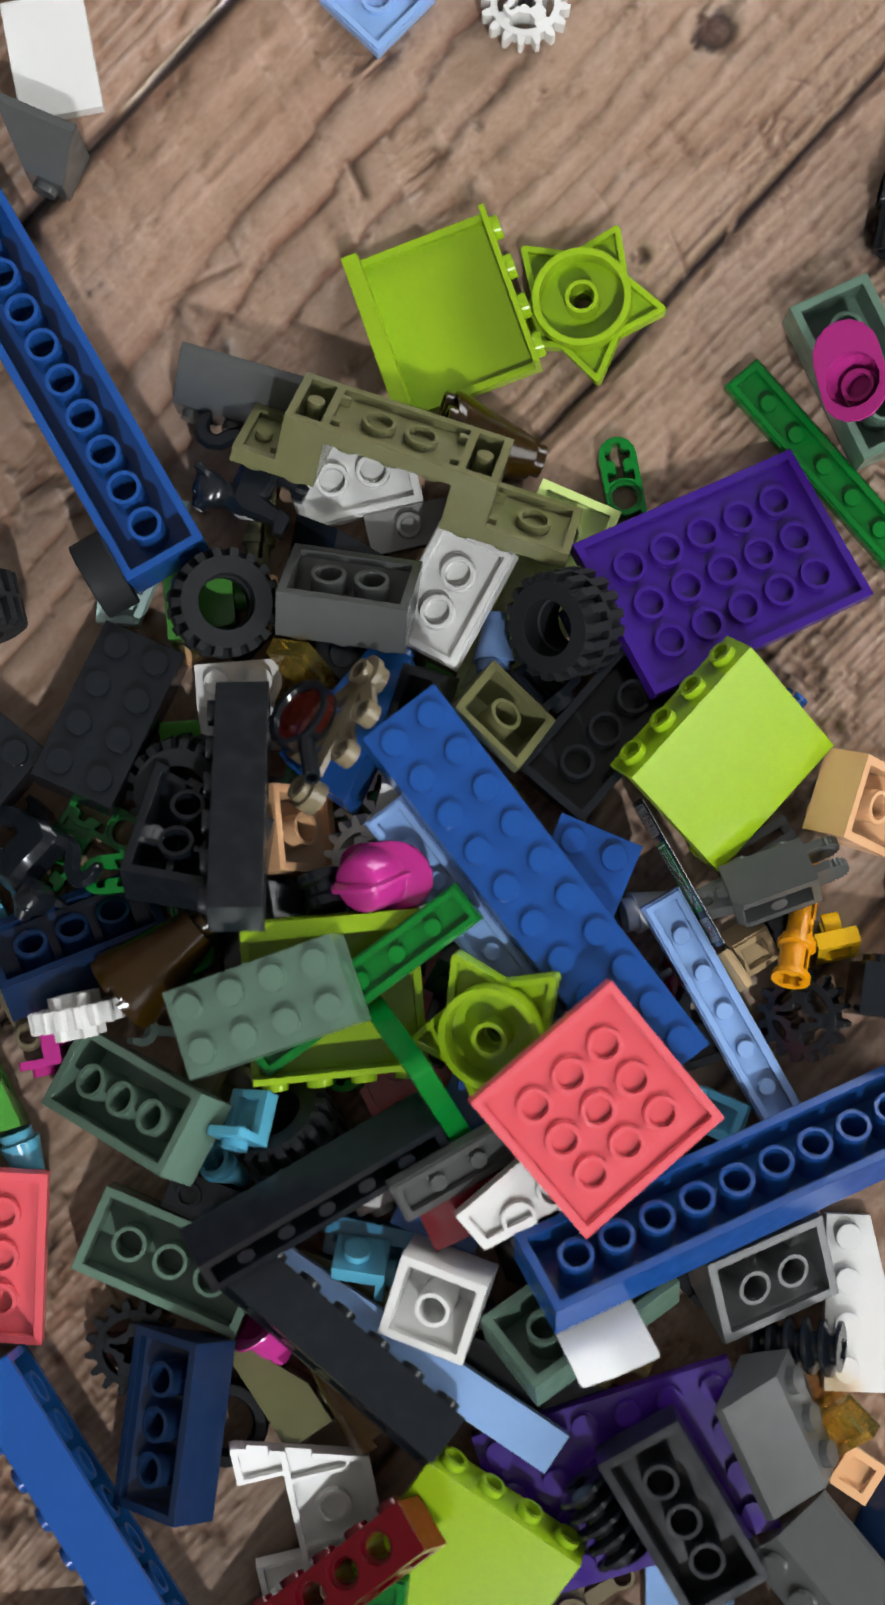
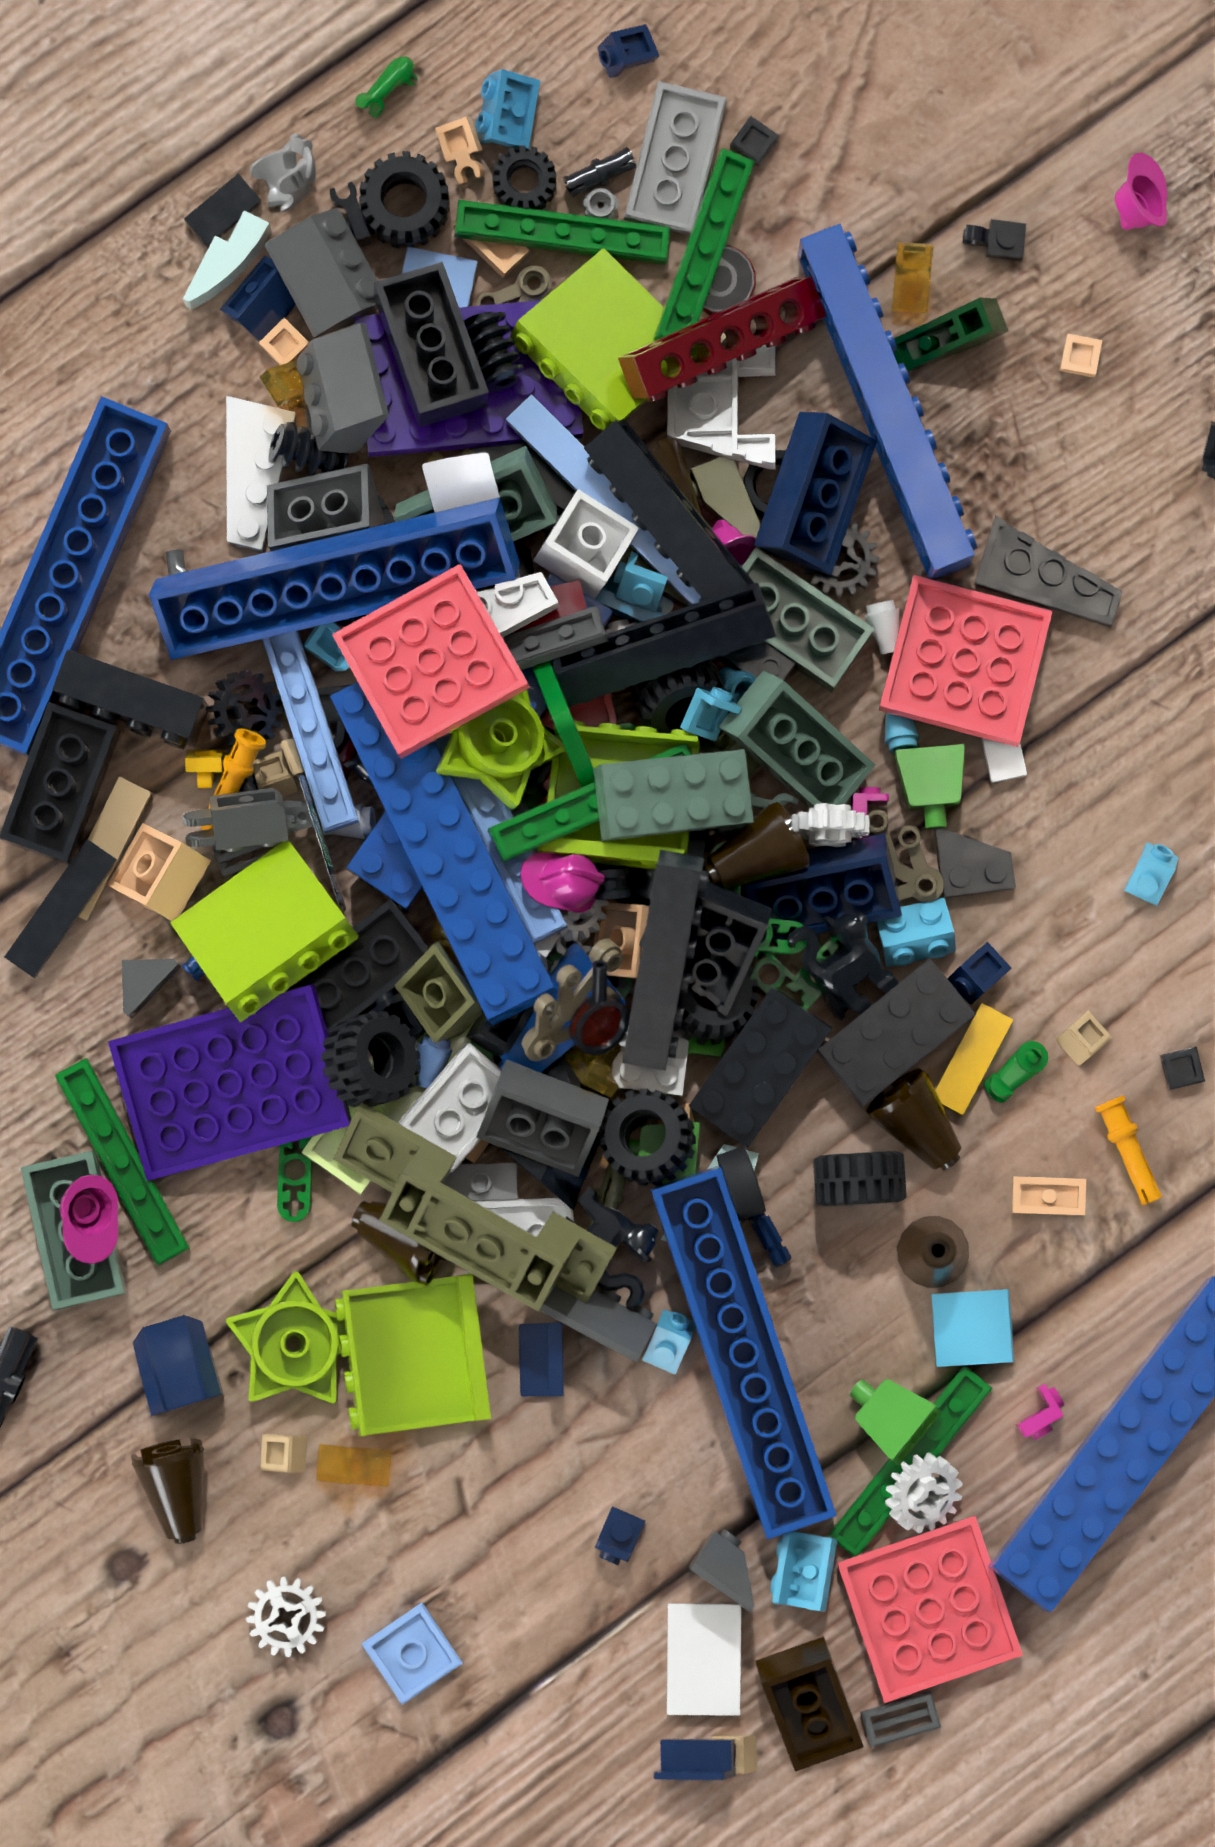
camera: 170 degrees left, 0 degrees up
(62, 526) = (770, 1239): none -> dark blue axle
(65, 1284) = (885, 620): none -> white cone
(154, 394) = (669, 1341): none -> medium azure bracket
(172, 167) = (619, 1536): none -> dark blue bracket
(298, 338) = (541, 1359): none -> dark blue panel
(496, 183) = (353, 1465): none -> clear yellow slope
(567, 184) = (283, 1453): none -> tan slope
(684, 119) = (174, 1486): none -> dark brown cone
(707, 251) = (176, 1364): none -> dark blue slope
(849, 674) = (143, 980): none -> dark grey slope

